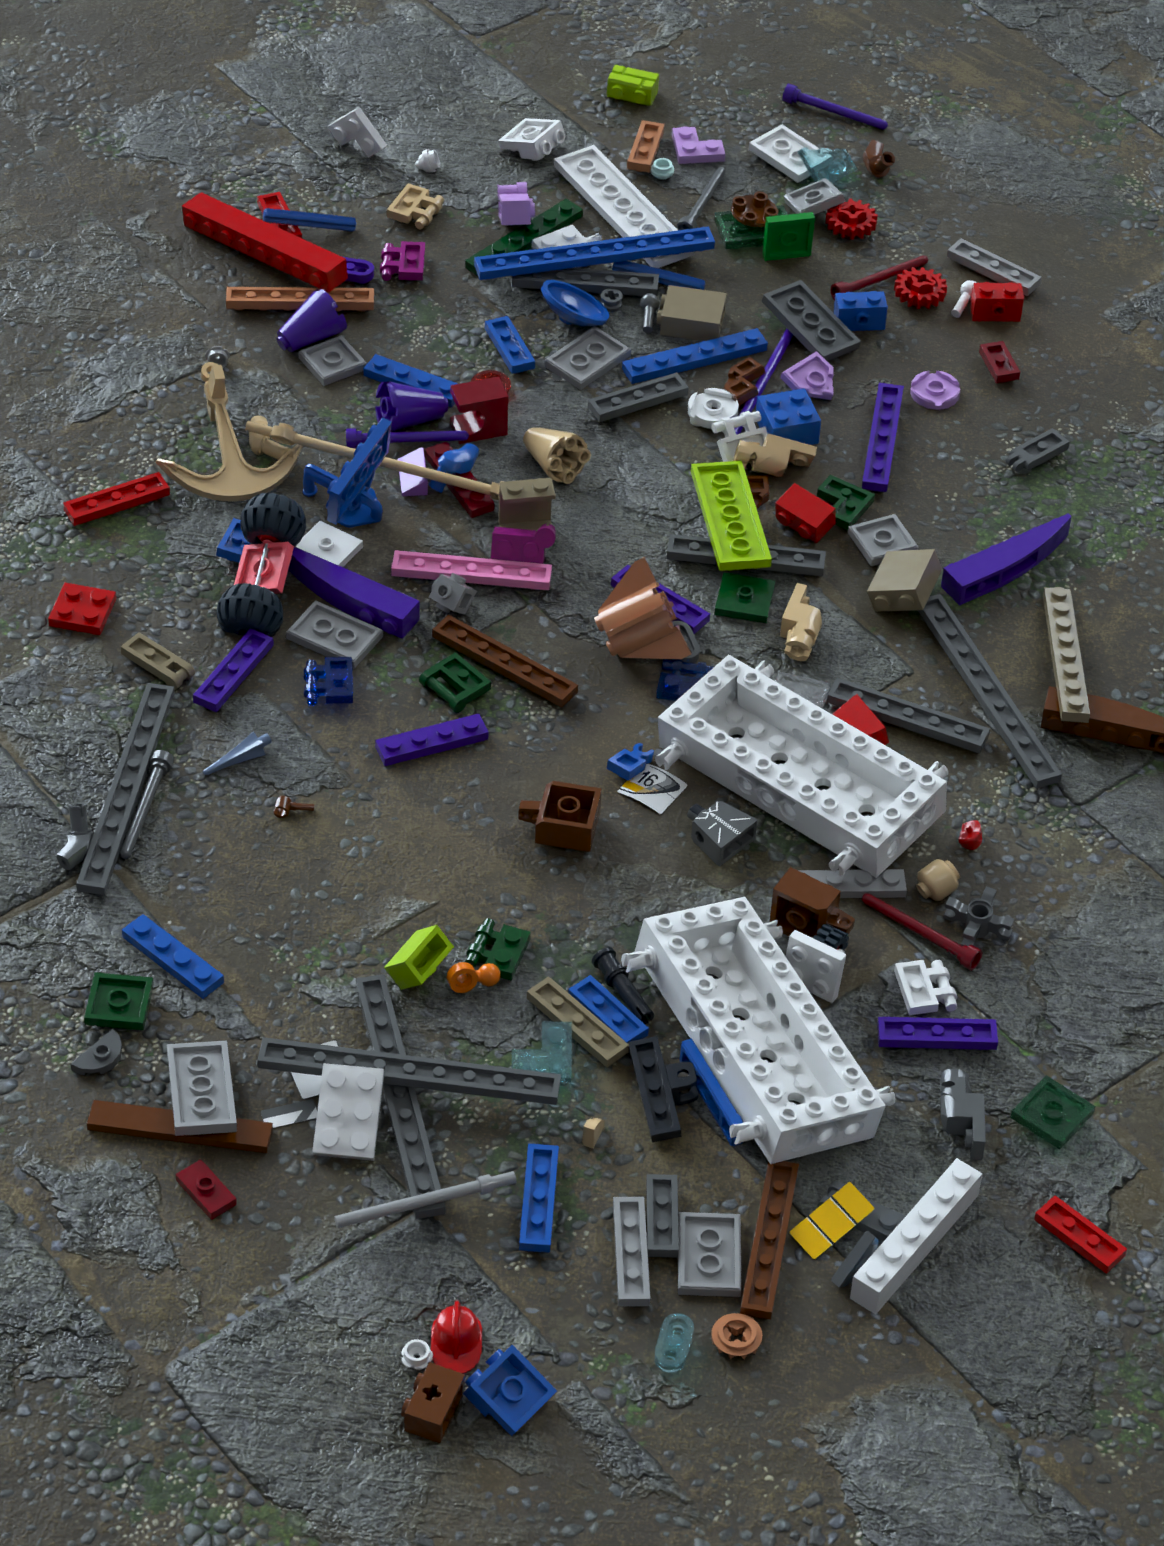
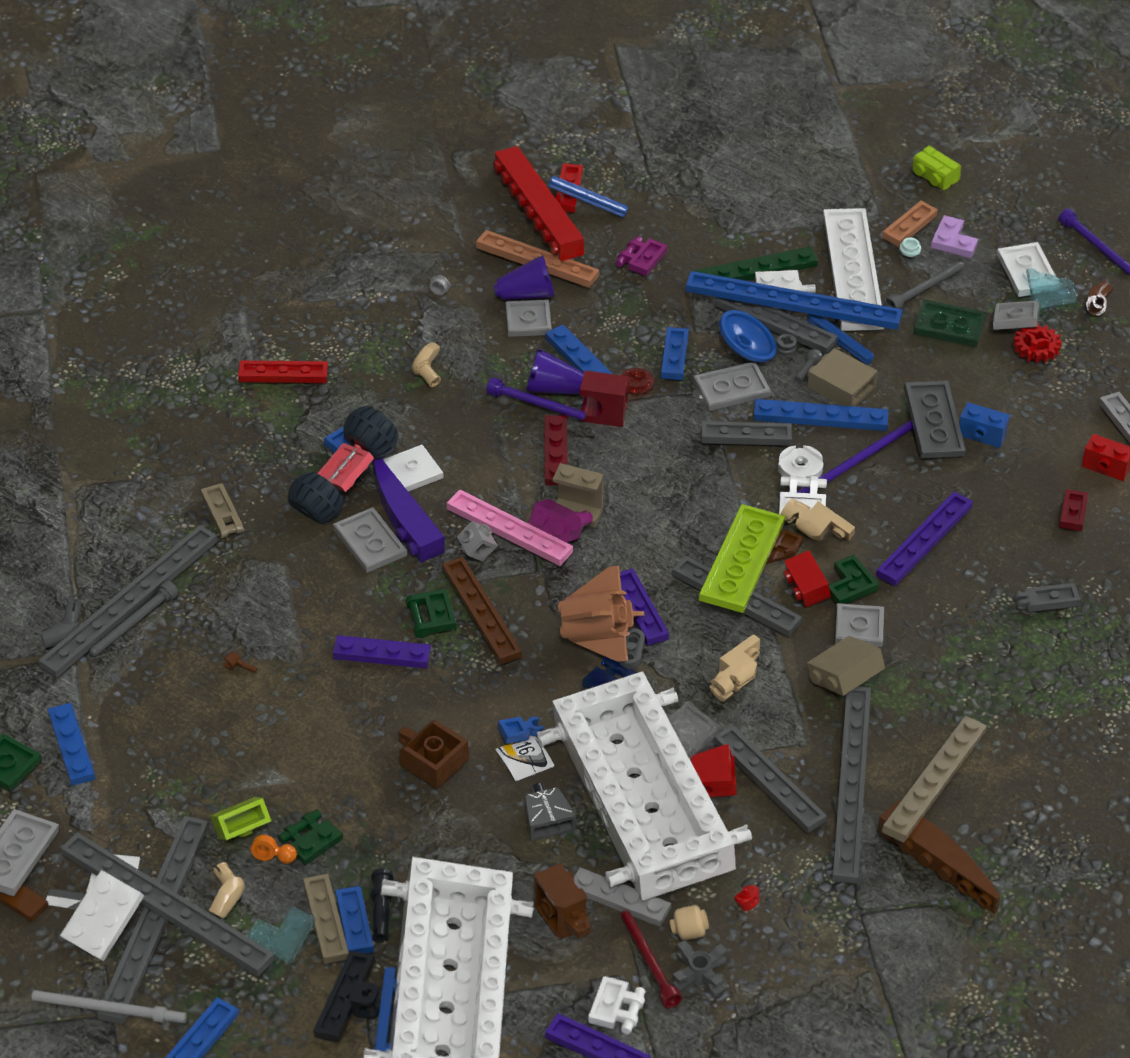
camera: 30 degrees right, 0 degrees up
(82, 608) = (198, 449): red plate -> none
(233, 670) = (271, 539): dark purple plate -> none
(236, 477) = (384, 387): tan piece -> none
(248, 749) = (238, 605): sand blue piece -> none
(285, 435) = (436, 365): tan bar -> none
(337, 684) = (343, 577): clear blue plate -> none
(350, 495) = (454, 424): blue plate -> none
(357, 126) = (676, 131): white plate -> none
(359, 270) = (597, 249): dark purple plate -> none
(409, 204) = (679, 209): tan plate -> none
(411, 484) = (523, 433): slope -> none
(428, 161) = (722, 178): white plate -> none
(455, 462) = (555, 435): blue arm -> none
(459, 1031) = (229, 893): none -> tan arm
(515, 205) = (759, 238): lavender hinge -> none
(534, 138) = (820, 187): white plate -> none
(557, 452) = (642, 457): tan cone -> none
(592, 1131) = (274, 1008): tan tile -> none
(740, 378) = (847, 443): reddish brown tile -> none
(744, 597) = (711, 630): dark green plate -> none
(753, 209) = (954, 308): reddish brown dish -> none
(788, 236) = (966, 340): green plate -> none
(790, 416) = (854, 494): blue brick -> none
(812, 374) = (900, 466): lavender plate -> none
(819, 960) = (541, 947): white plate -> none
(843, 287) = (988, 402): dark red piece -> none
(920, 288) = (1052, 422): red gear -> none
(935, 390) = (1002, 514): lavender tile -> none
(966, 291) = (1081, 447): white bar -> none
(1003, 562) = (949, 681): dark purple slope -> none

